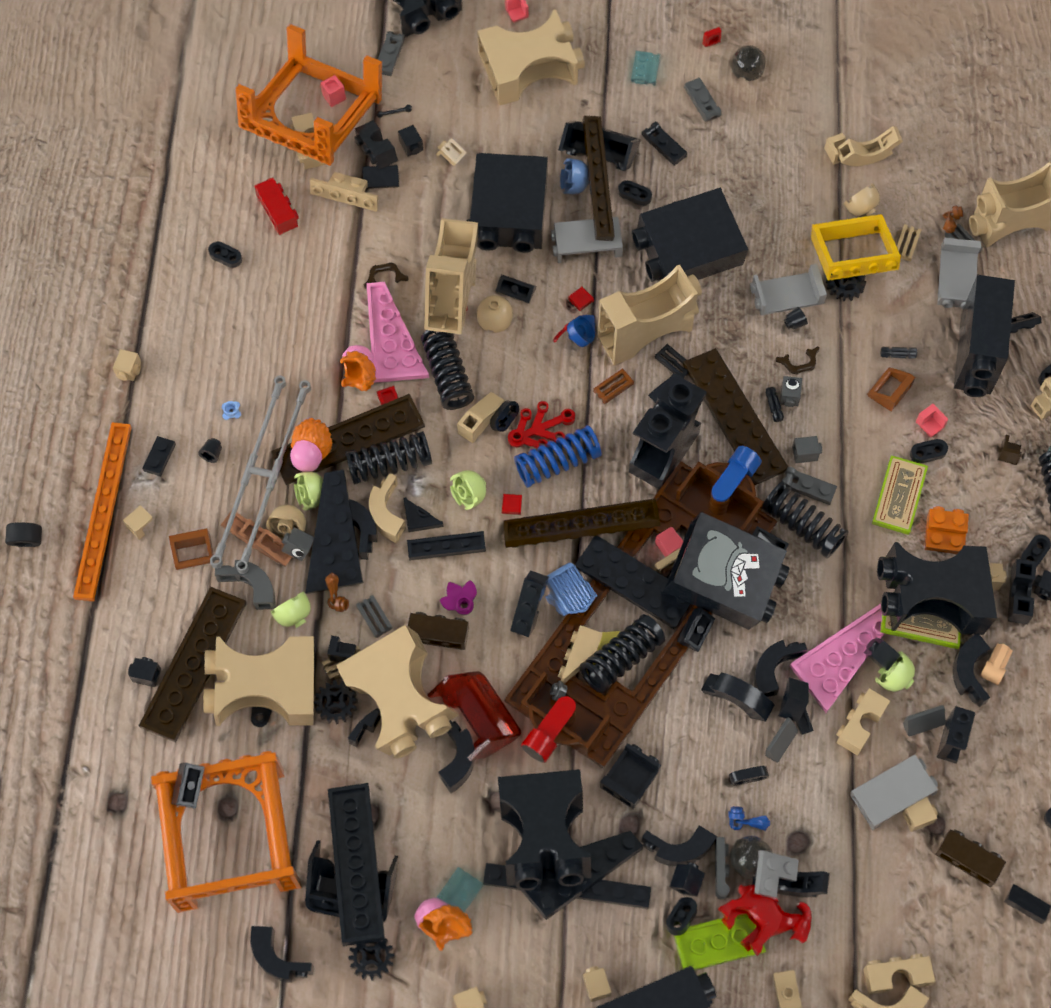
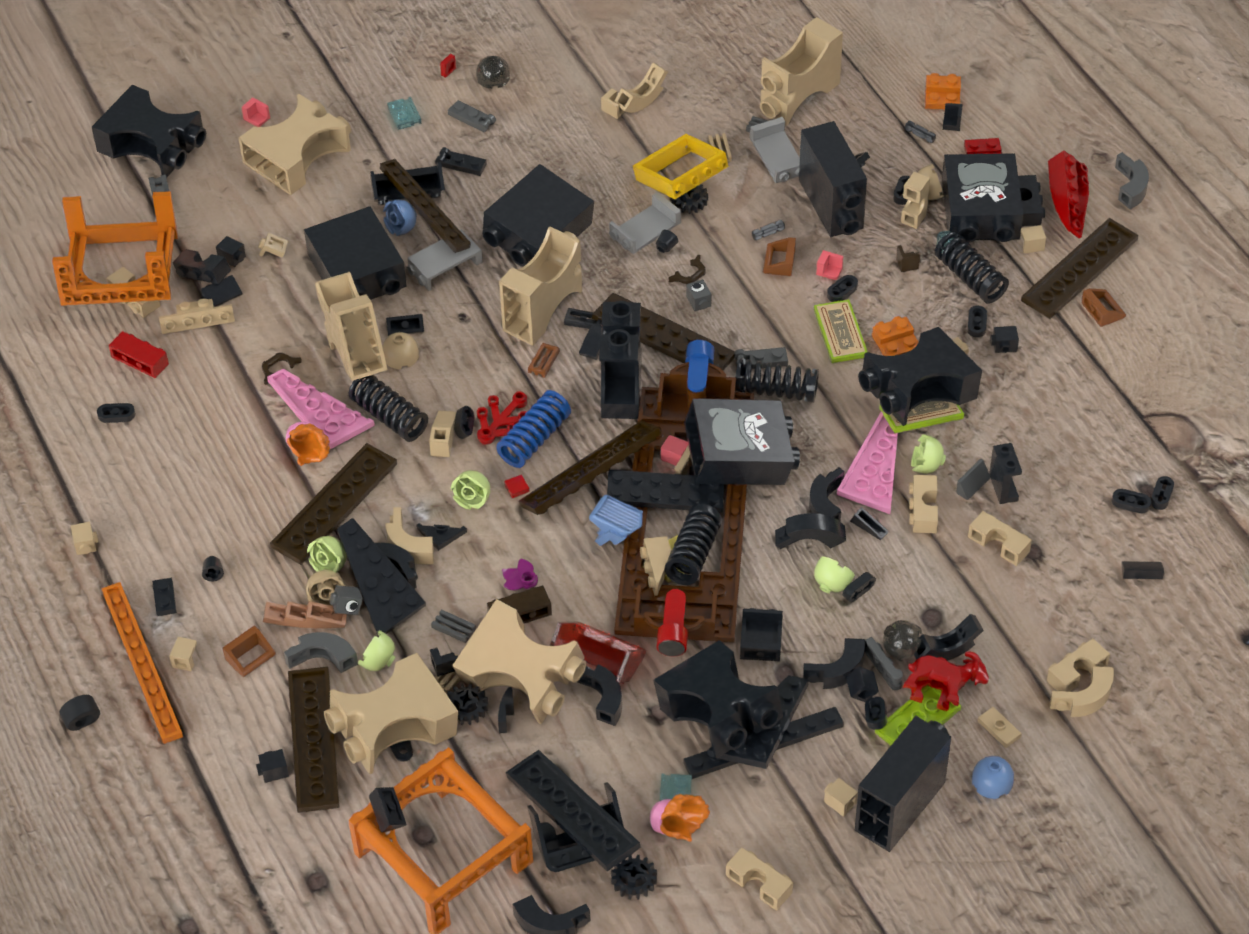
camera: 30 degrees left, 15 degrees down
(230, 405) = (208, 530): light blue plate -> none
(272, 474) = (266, 481): light grey bar -> none
(310, 444) = (307, 515): hair -> none
(333, 91) = (129, 243): coral panel -> none
(339, 603) = (418, 629): dark orange piece -> none
(387, 395) = (345, 455): red tile -> none
(390, 453) = (387, 498): black piece -> none
(408, 108) = (208, 230): black hinge -> none
(446, 545) = (481, 542): black plate -> none
(528, 603) = (589, 544): black arch -> none
(558, 690) = (658, 597): dark grey plate -> none
(580, 298) = (469, 307): red tile -> none
(580, 330) = (486, 331): blue piece -> none
(635, 192) = (461, 208): black plate -> none
(696, 629) = (741, 501): black slope -> none
(729, 752) = (832, 576): none -> yellowish green cylinder
(737, 812) = (890, 617): blue piece -> none
(770, 869) = (929, 635): light grey plate -> none
(774, 404) = (691, 312): black axle -> none
(781, 740) = (868, 550): dark grey slope -> none
(794, 699) = (860, 512): black slope -> none
(806, 449) = (741, 331): dark grey brick -> none
(864, 201) = (664, 131): tan cylinder -> none
(881, 653) = (906, 444): black brick -> none
(894, 791) = (983, 539): light grey panel -> none
(950, 225) = (746, 117): dark orange piece -> none
(963, 669) = (979, 430): black arch -> none
(971, 857) = (1076, 557): dark brown brick -> none
(995, 667) = (1002, 417): light nougat piece -> none
(1021, 582) = (980, 343): black arch -> none

